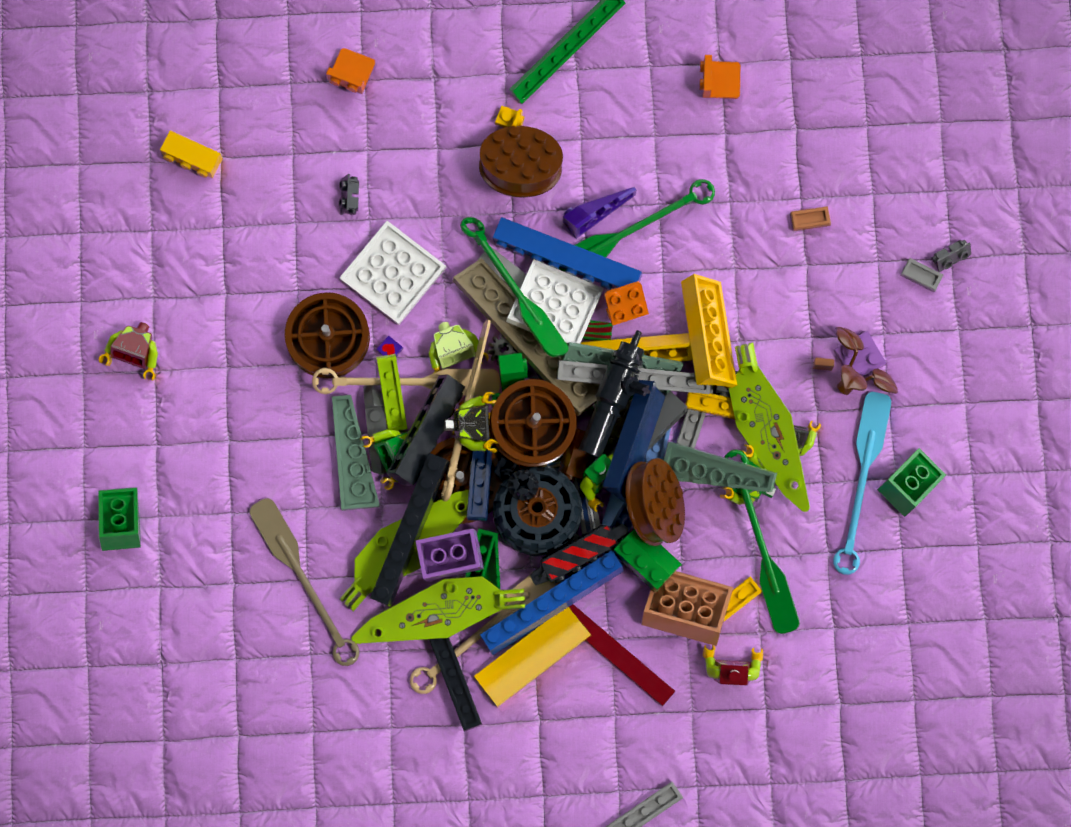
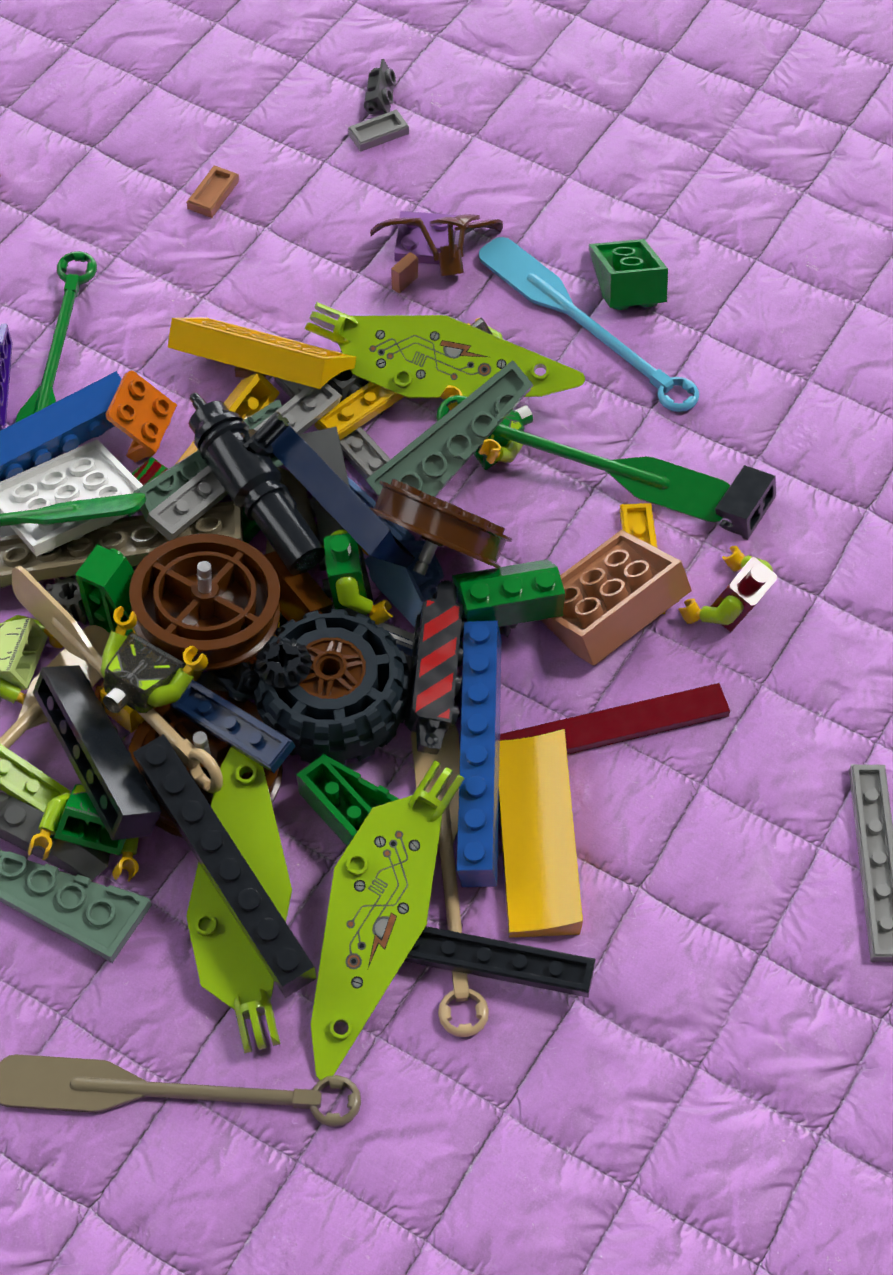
camera: 55 degrees left, 20 degrees down
(449, 554) = (306, 827): medium lavender brick -> none
(796, 639) = (747, 501): none -> black hinge

